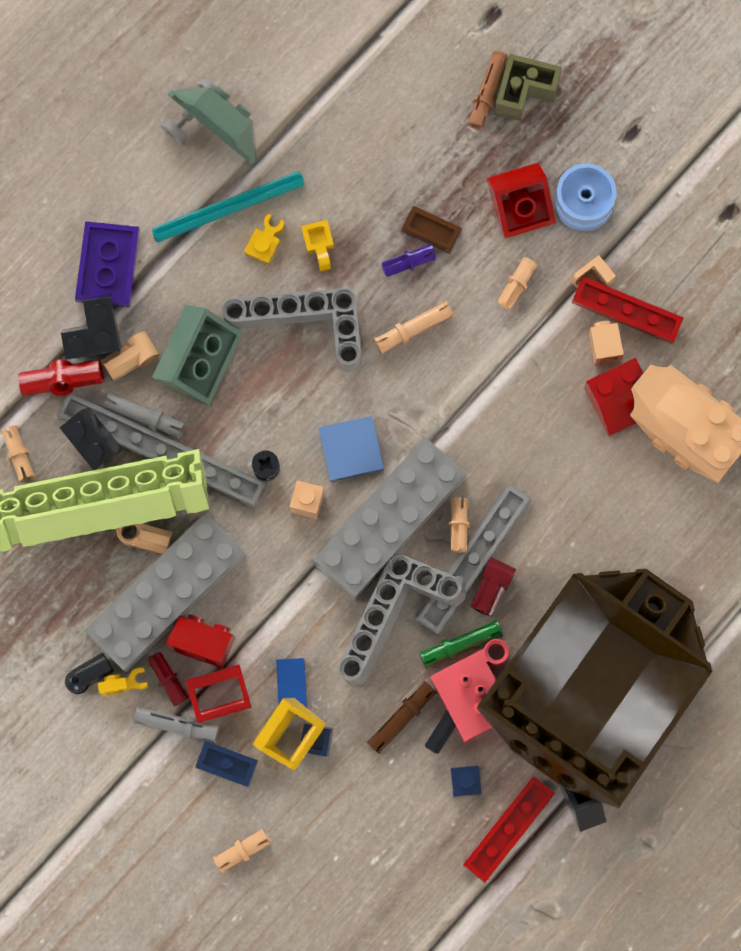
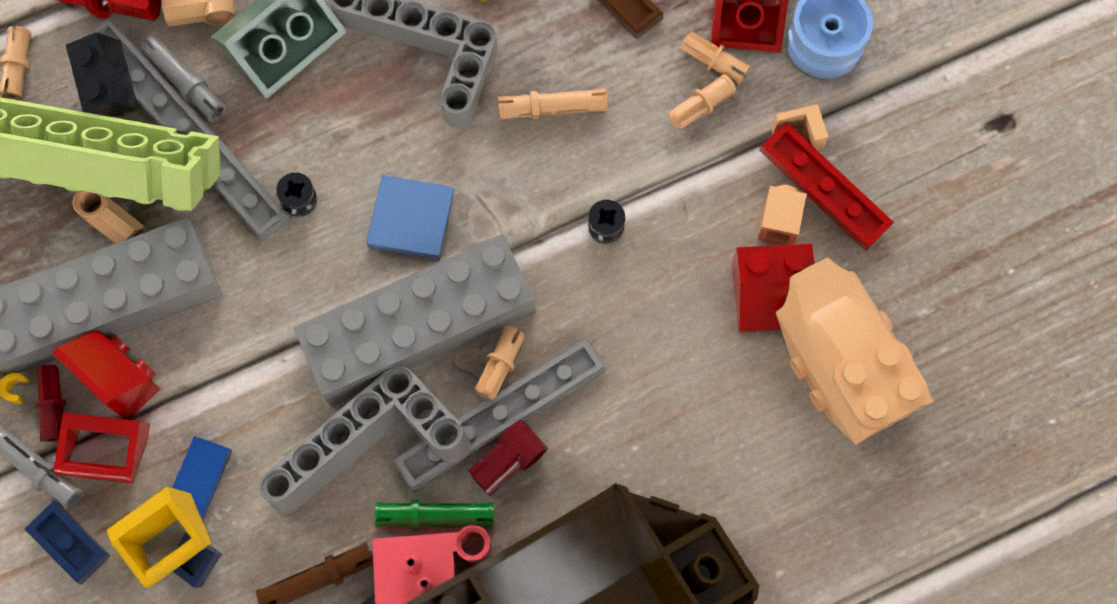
camera: 20 degrees right, 5 degrees down
(307, 499) = (325, 254): light nougat brick -> none
(408, 260) = (581, 25): dark purple axle -> none
(485, 402) = (605, 229): none -> black wheel
(512, 246) = (714, 57): none -> light nougat axle

